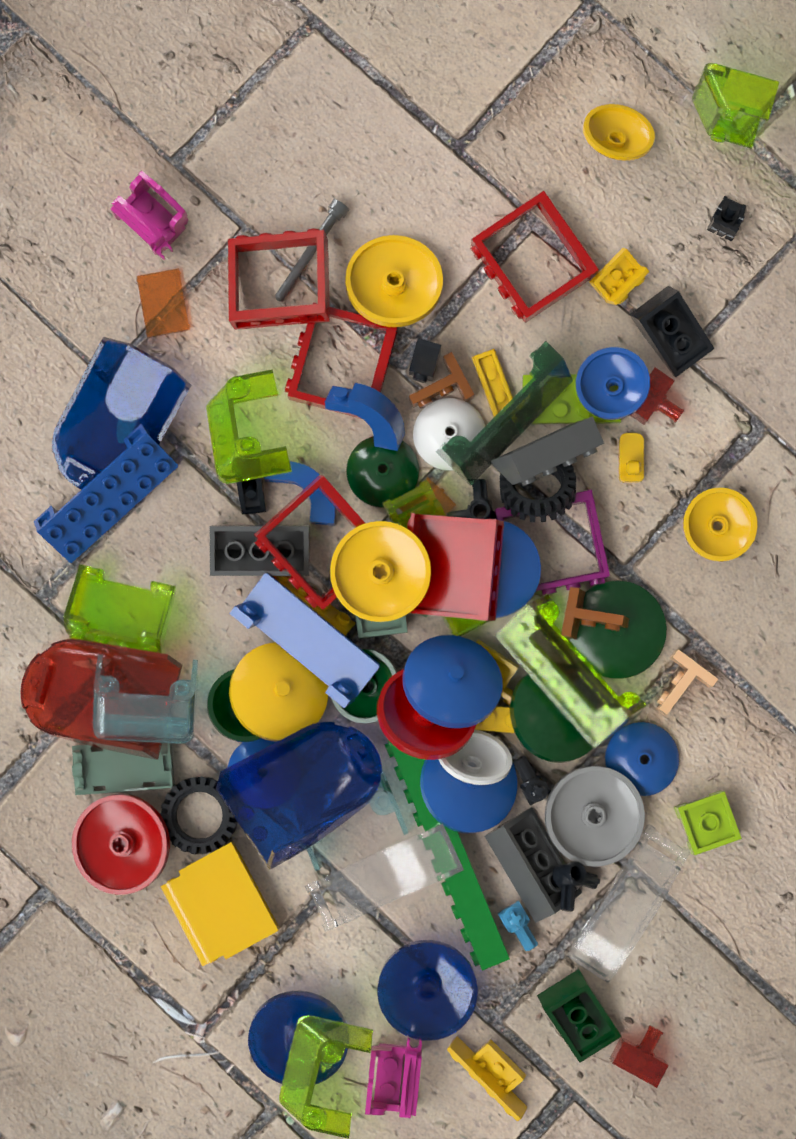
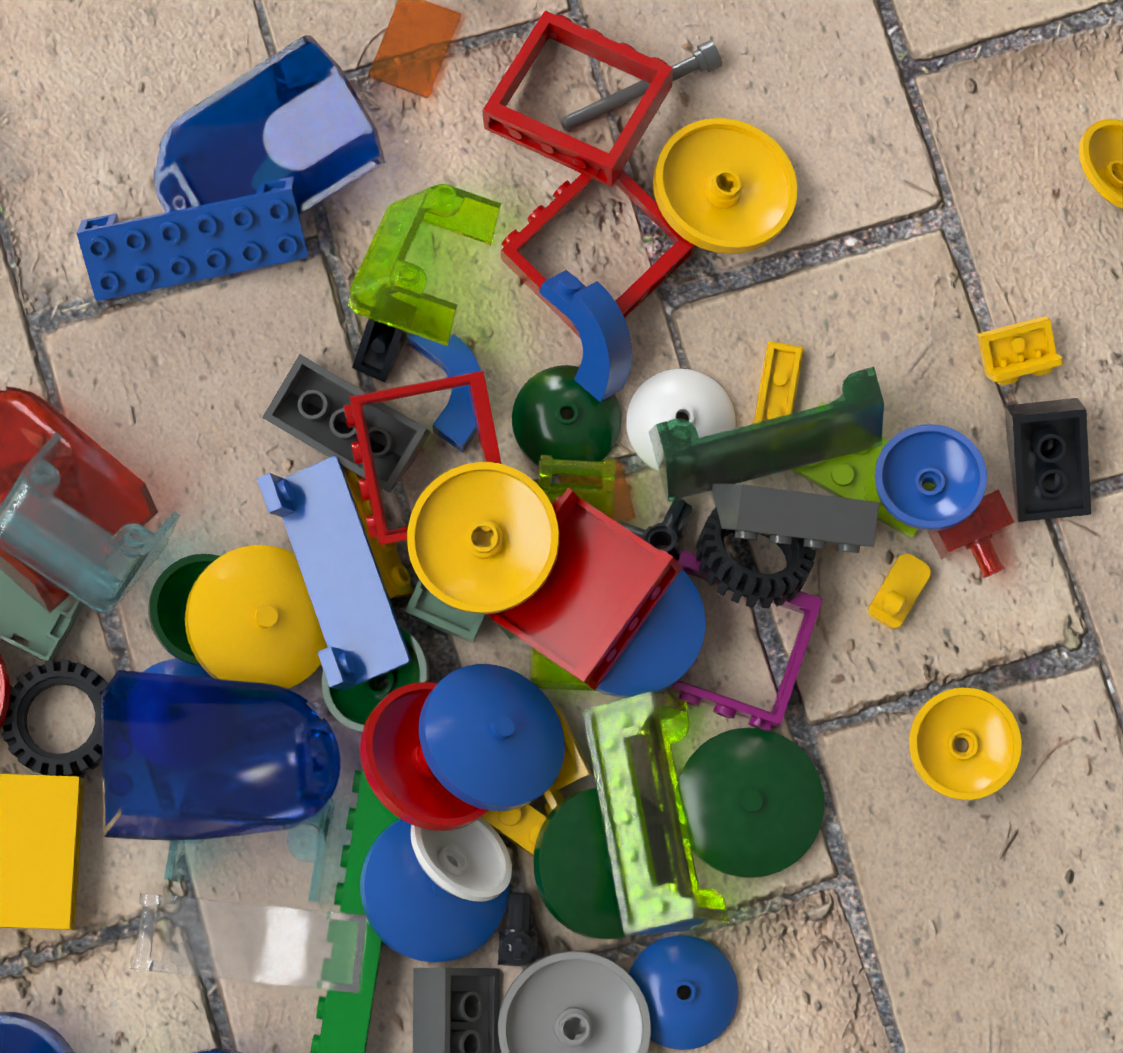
camera: 20 degrees right, 5 degrees down
(118, 612) = (116, 396): clear neon green windscreen -> none
(424, 360) = (704, 308): black slope -> none
(444, 386) = (709, 356): dark orange bracket -> none
(564, 233) = (981, 256): red window -> none
(575, 614) = (707, 747): dark orange bracket -> none
(683, 680) = (797, 919): light nougat bracket -> none

